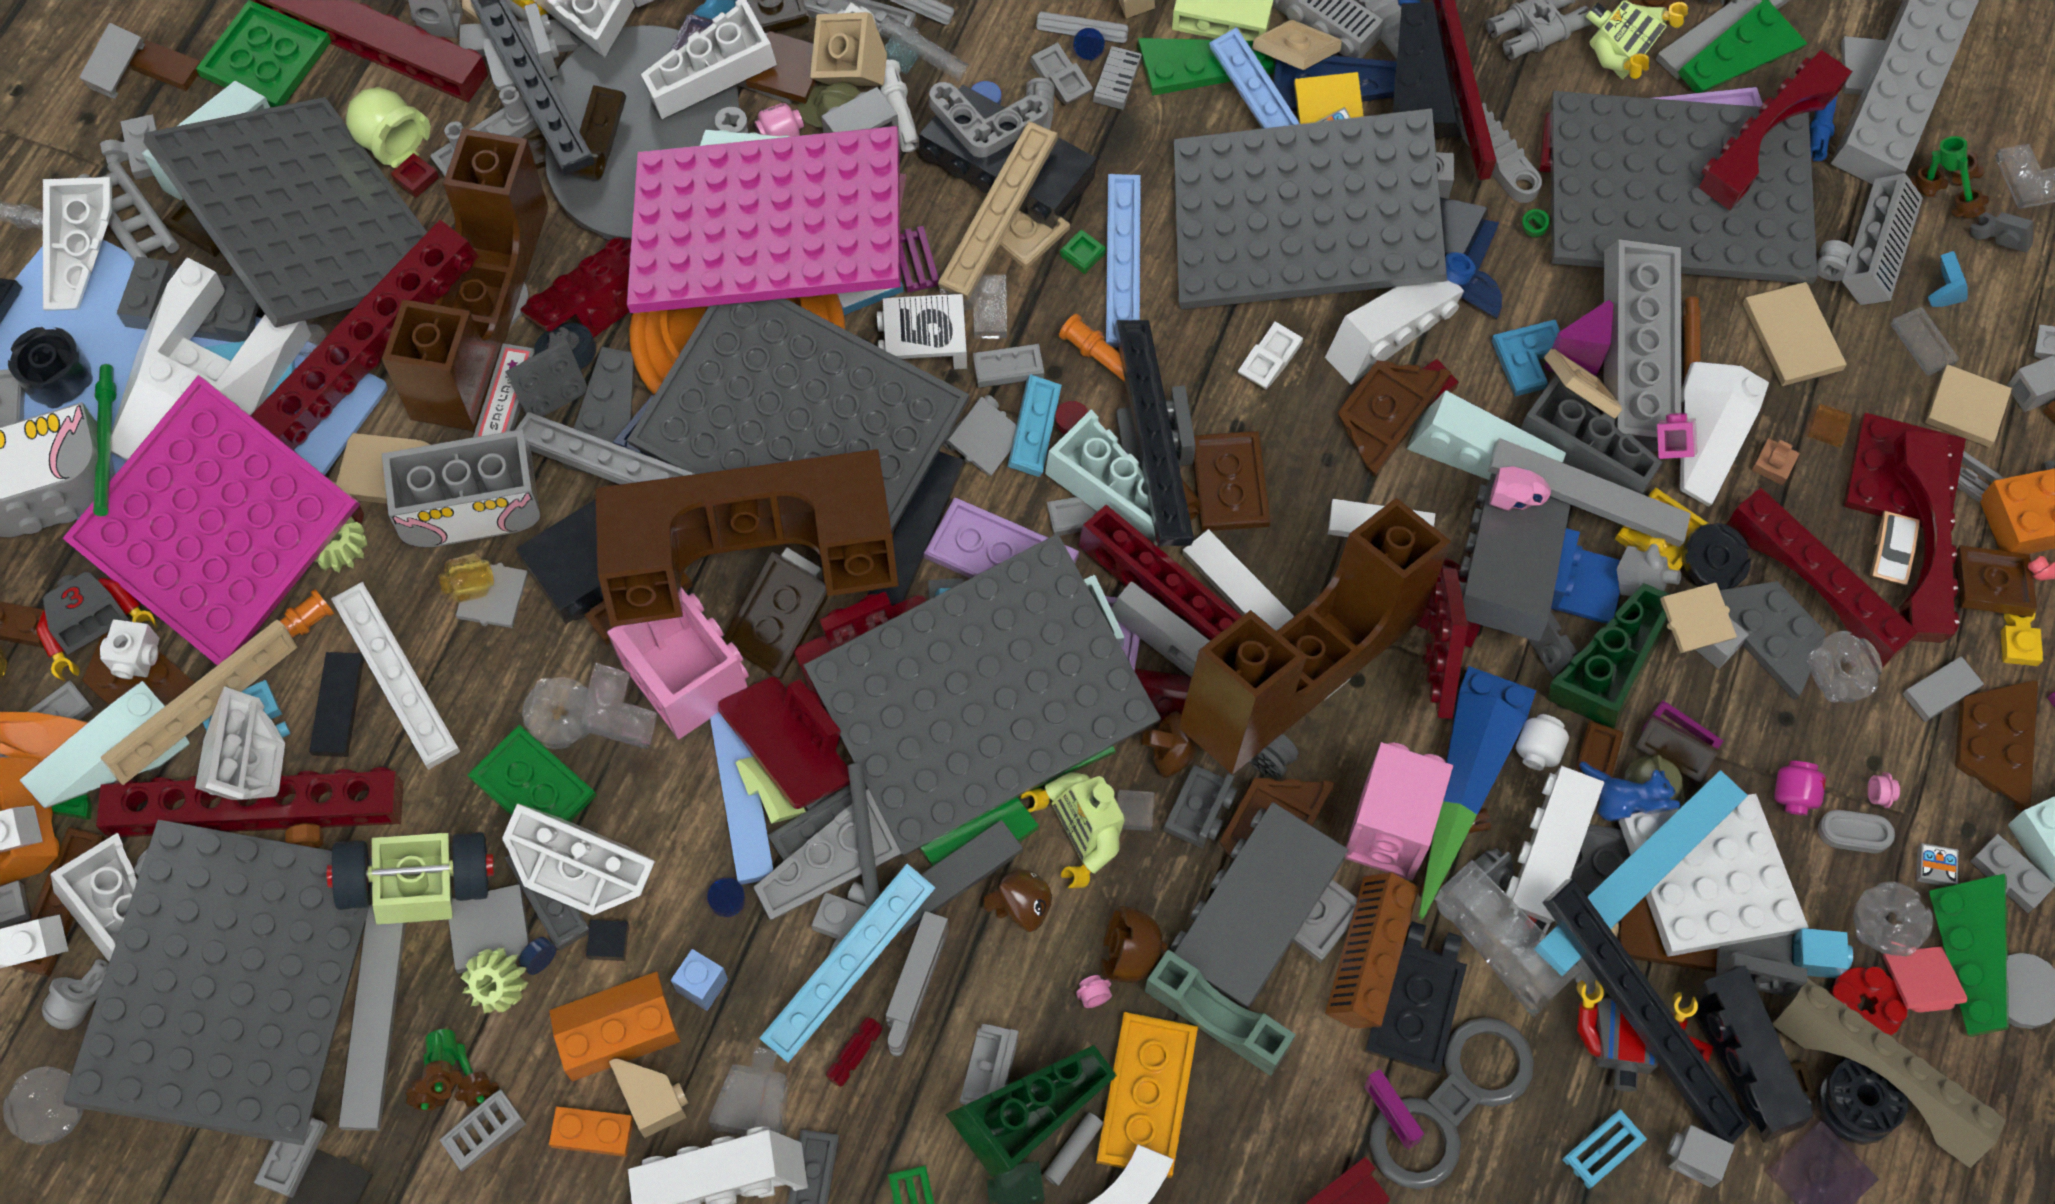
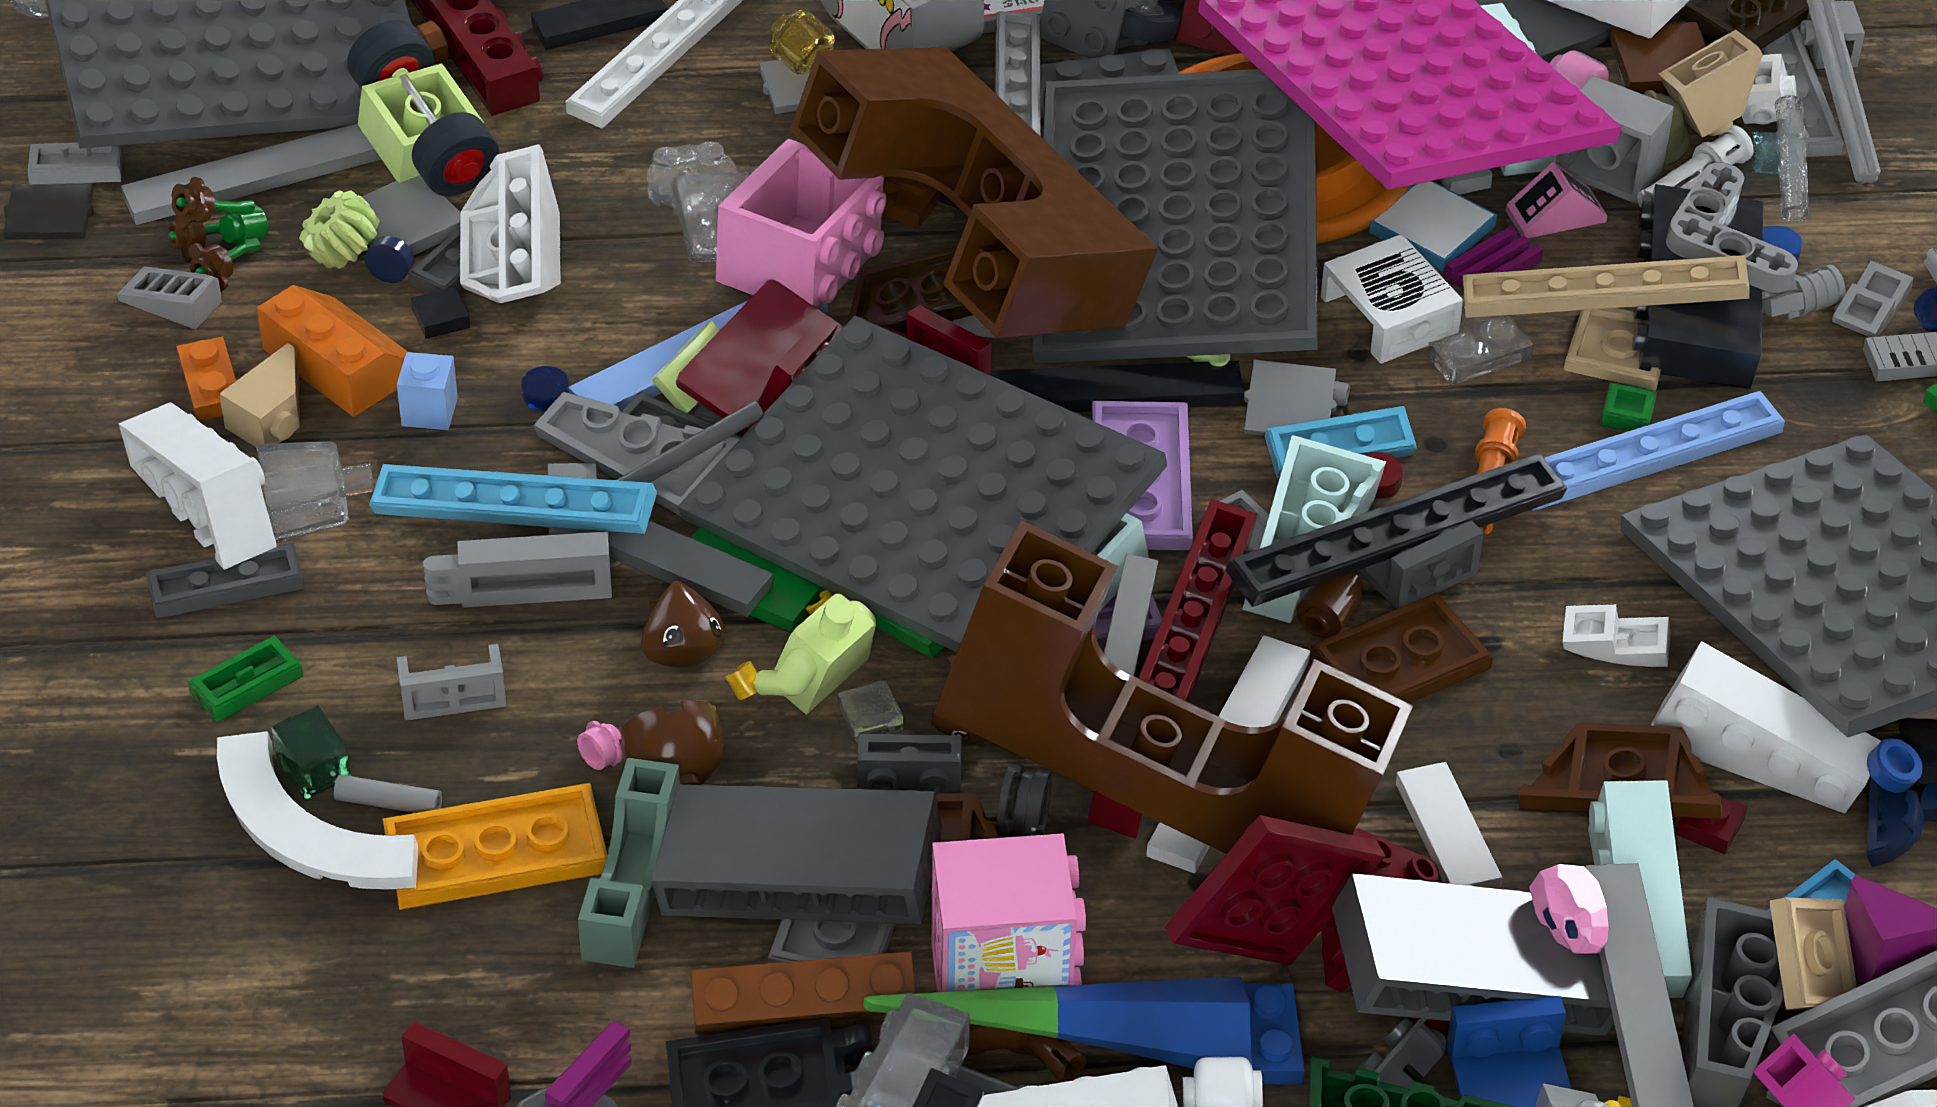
camera: 65 degrees right, 20 degrees down
(530, 775) = (598, 189): green tile -> none
(729, 116) = (1542, 31): light grey wheel -> none
(854, 1051) = (401, 556): dark red axle -> none
(1008, 365) = (1404, 384): light grey plate -> none
(1021, 1115) = (405, 703): dark green wedge -> none

